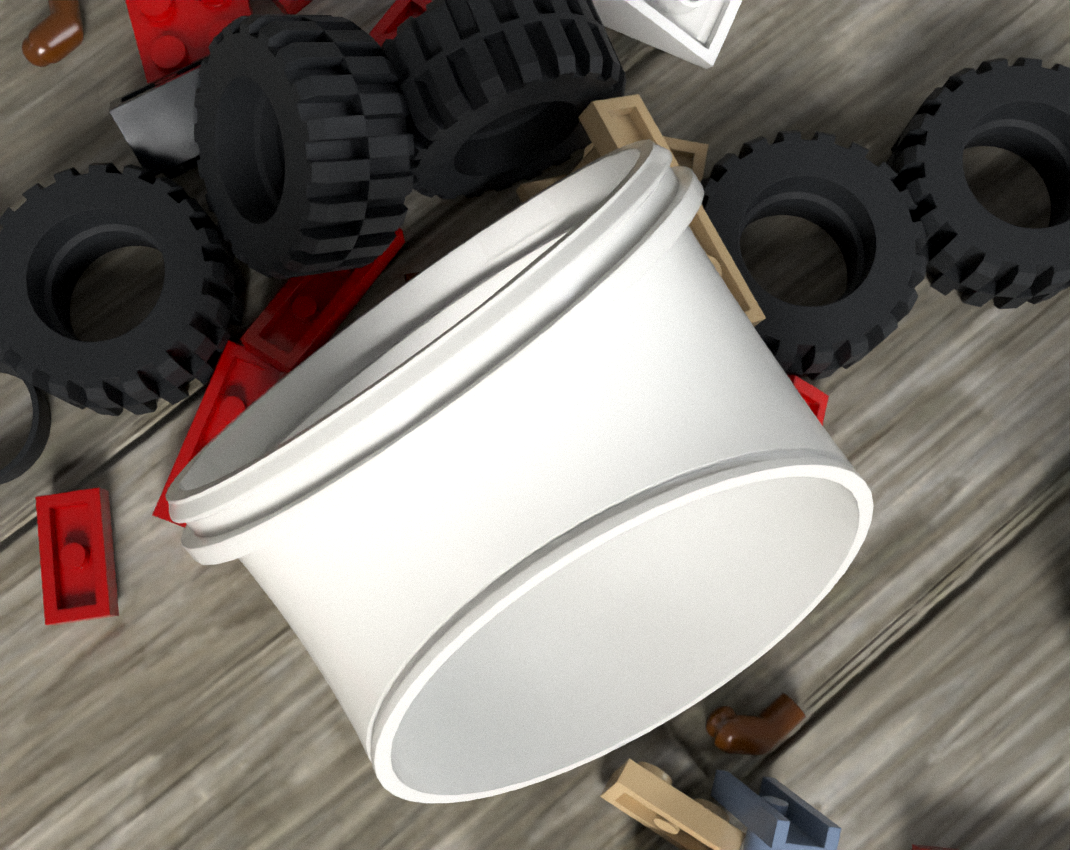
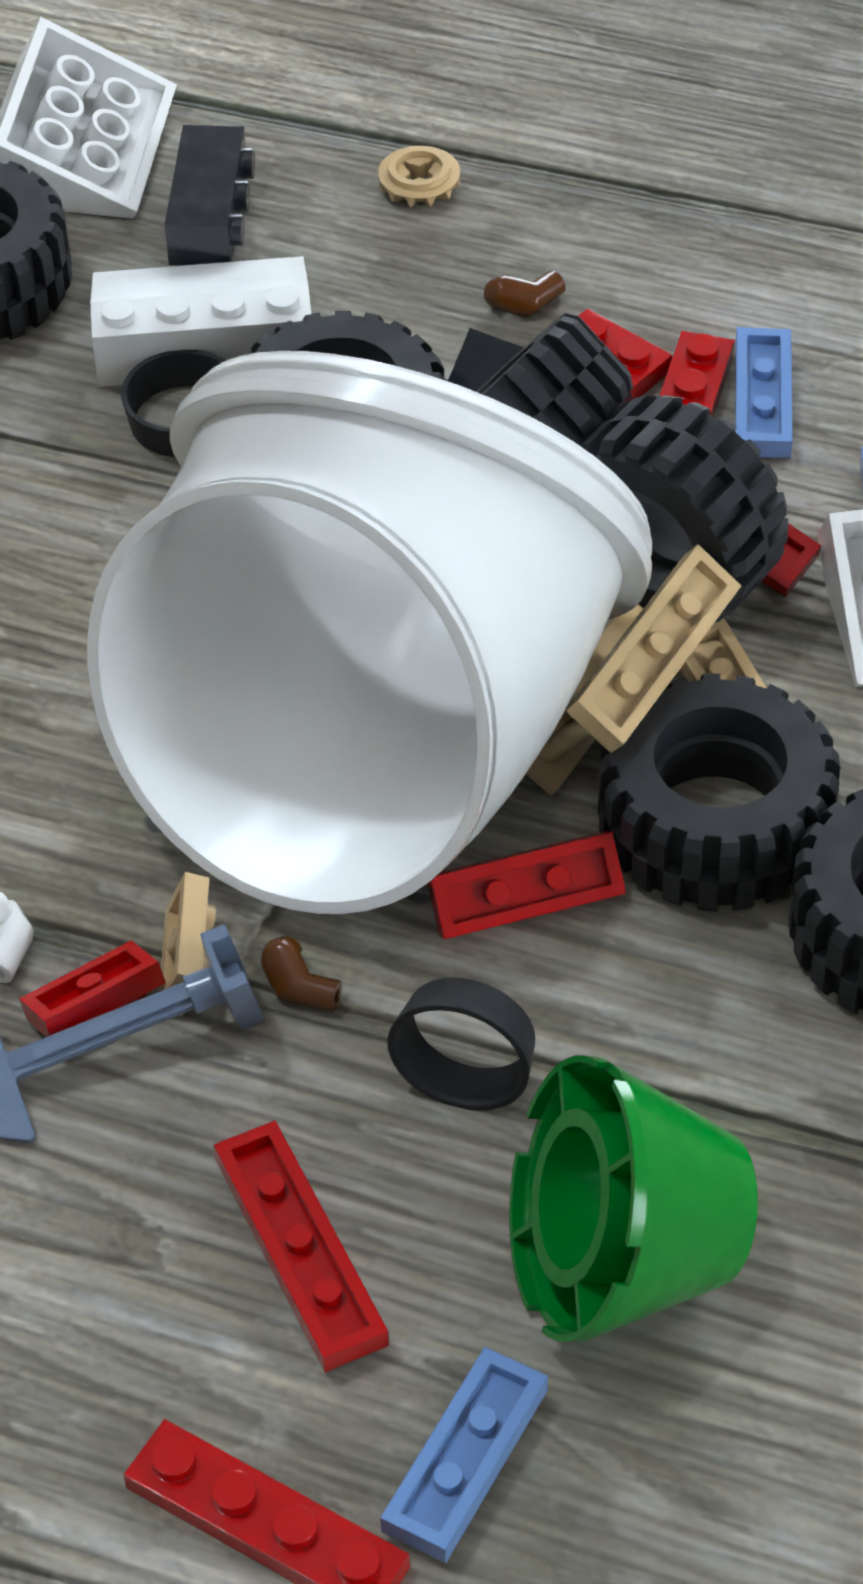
camera: 60 degrees right, 30 degrees down
(76, 556) = (113, 508): red plate -> none
(959, 647) = (447, 1079): none -> black tyre

